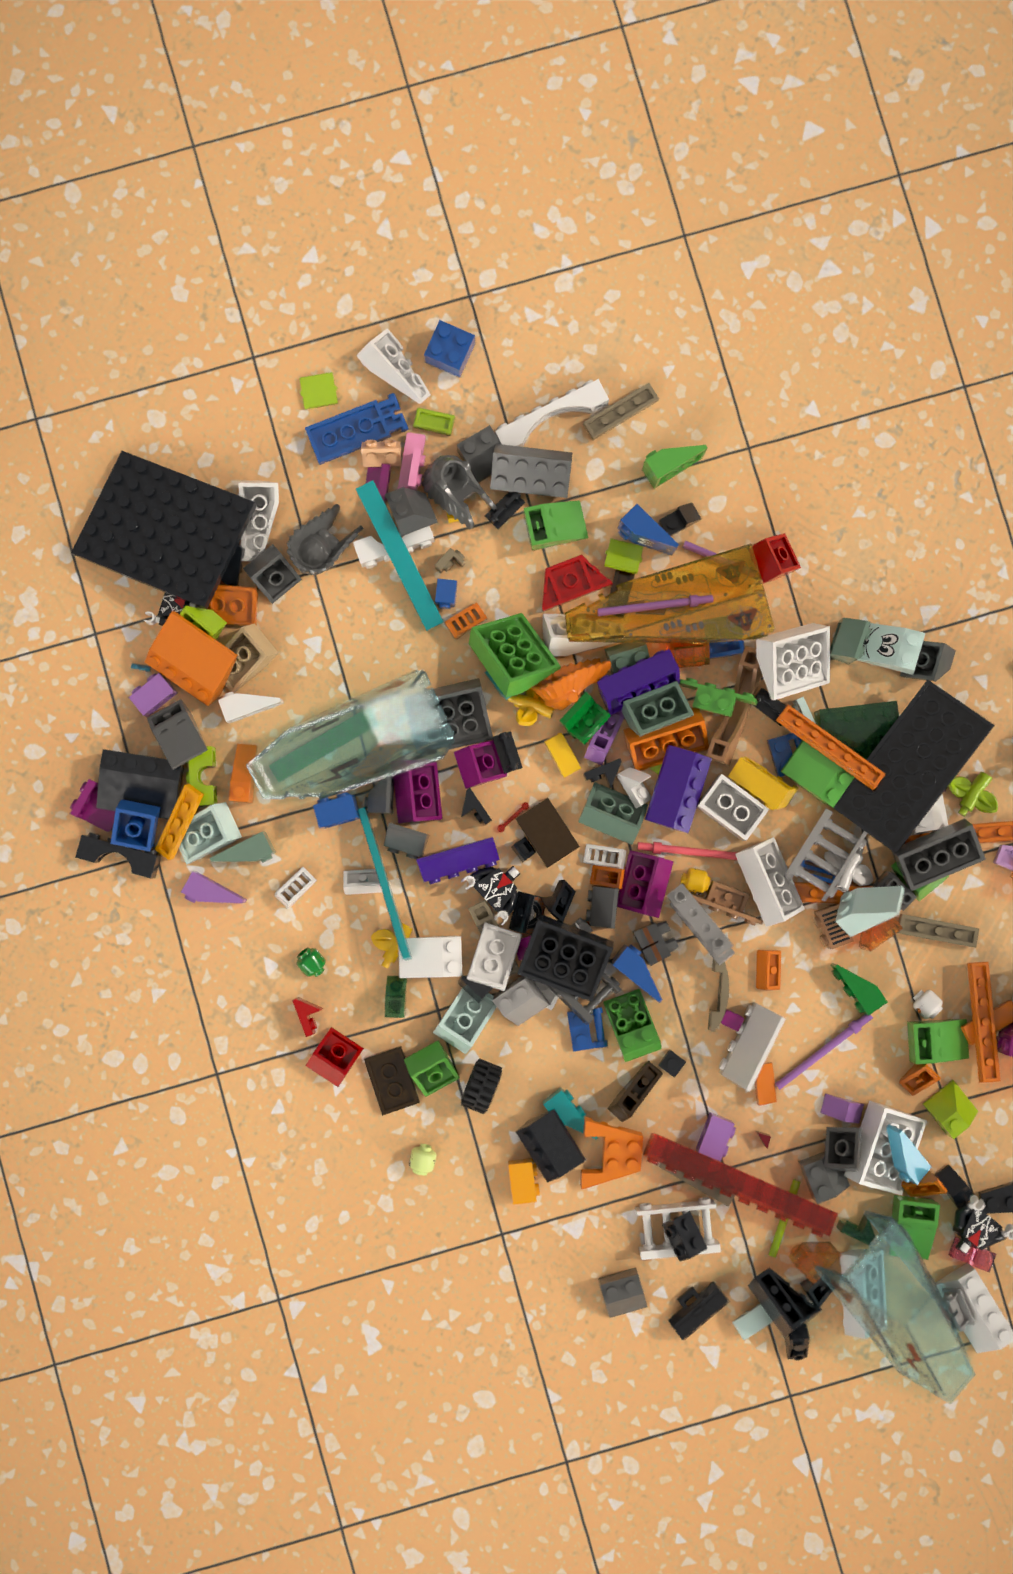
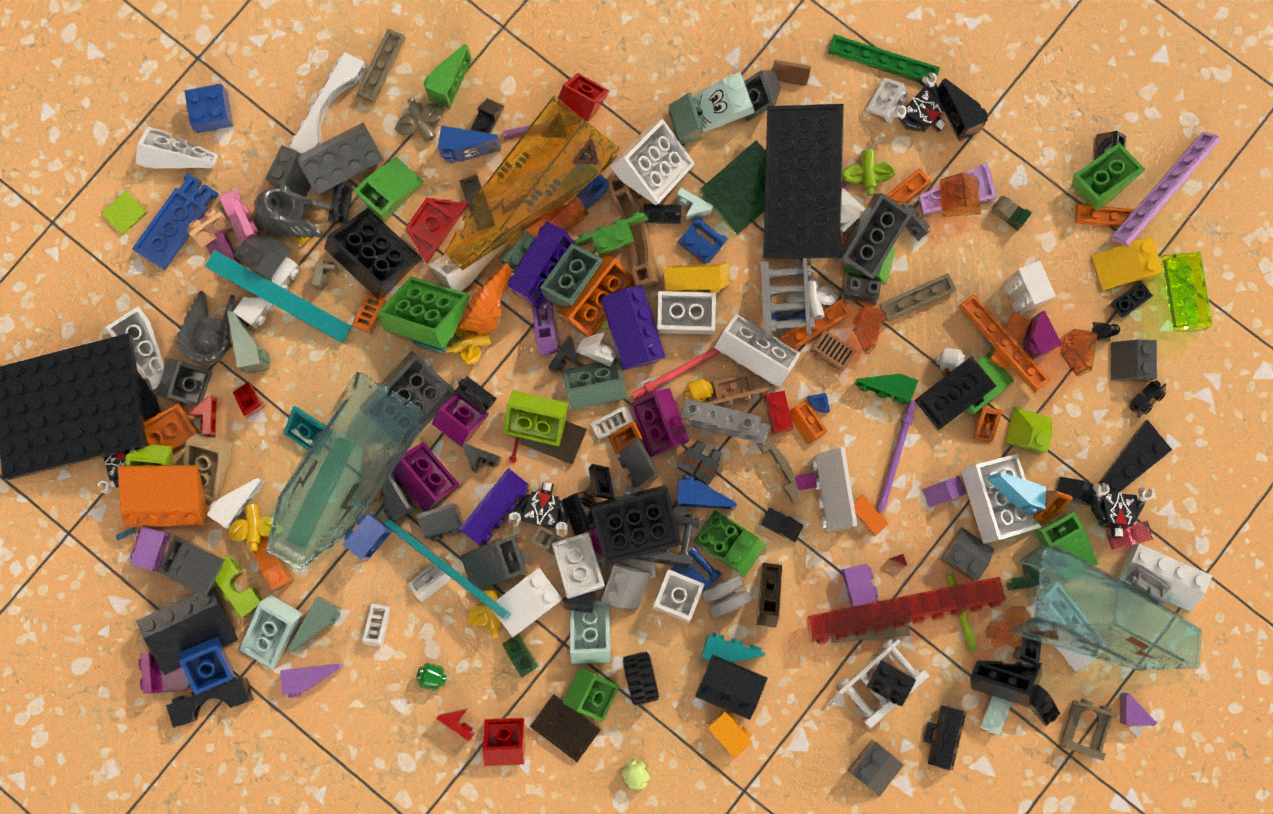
camera: 35 degrees left, 5 degrees down
(179, 821) = (241, 637): light orange plate -> none
(247, 736) = (251, 528): none -> yellow plant
(276, 610) = (207, 409): none -> slope
(315, 625) = (248, 400): none -> red slope
(344, 583) = (248, 351): none -> sand green slope
(345, 682) = (301, 427): none -> teal slope
(426, 905) = (494, 563): none -> dark grey slope
(434, 421) = (235, 174): lime tile -> none
(446, 593) = (338, 301): blue brick -> none
(503, 570) = (371, 252): none -> black slope
(523, 849) = (542, 463): black slope -> none
(544, 808) = (535, 418): none -> lime slope
(559, 1040) = (678, 596): none -> white slope
(562, 754) = (521, 365): yellow slope -> none
(584, 718) = (517, 323): green bracket -> none
(599, 1069) = (727, 598): none -> light grey wheel
(620, 1152) = (793, 654): orange wing -> none
(621, 482) = (420, 119): none -> dark tan plant
(623, 556) = (461, 176): lime piece -> none
(672, 1063) = (783, 551): black plate -> none
(686, 1040) = (782, 525): none -> black slope
(692, 601) = (509, 200): medium lavender bar -> none
(750, 945) = (778, 412): none -> red brick
(790, 960) = (819, 402): none -> blue tile
(817, 774) = (735, 239): bright green slope -> none
(830, 747) = (729, 211): orange tile -> none
(839, 1389) = (1104, 719): none -> dark tan panel
(843, 1148) = (966, 521): dark grey slope -> none
(867, 1400) = (1132, 712): none -> medium lavender slope
(868, 907) = (848, 315): light aqua slope -> none
(912, 1036) = (955, 392): none -> black tile
(969, 661) = (791, 72): none -> medium nougat slope
(982, 871) = (917, 227): none -> dark grey hinge

